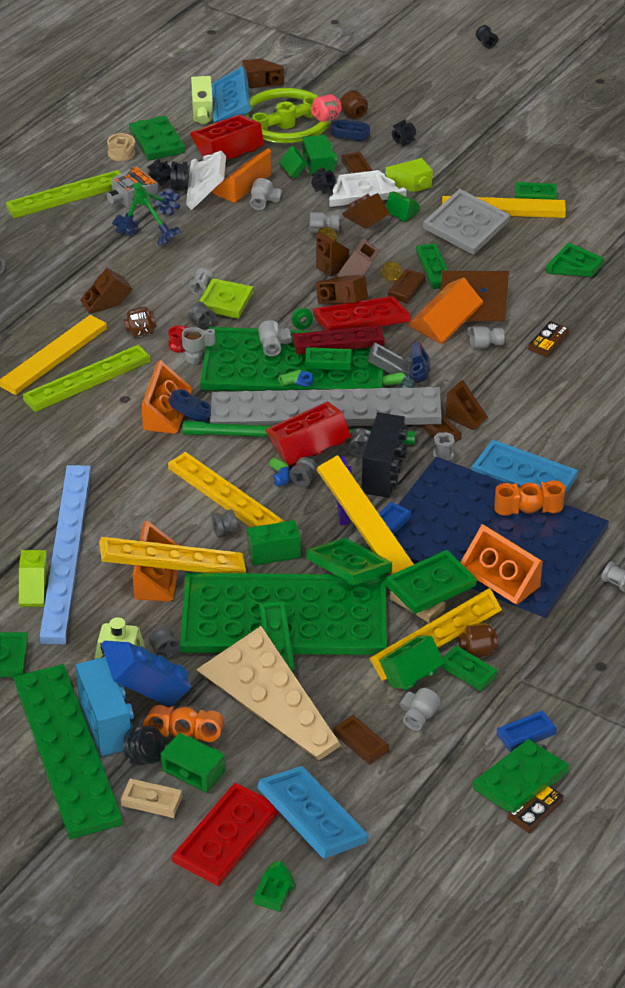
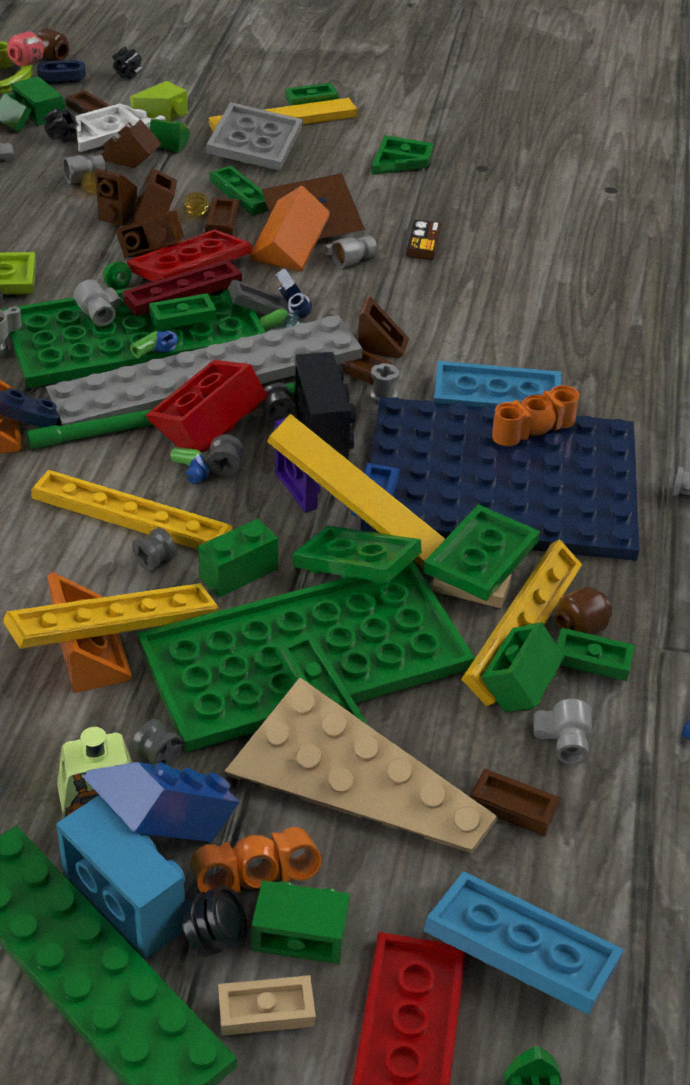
camera: 25 degrees left, 0 degrees up
(503, 565) = (562, 503): orange slope -> none

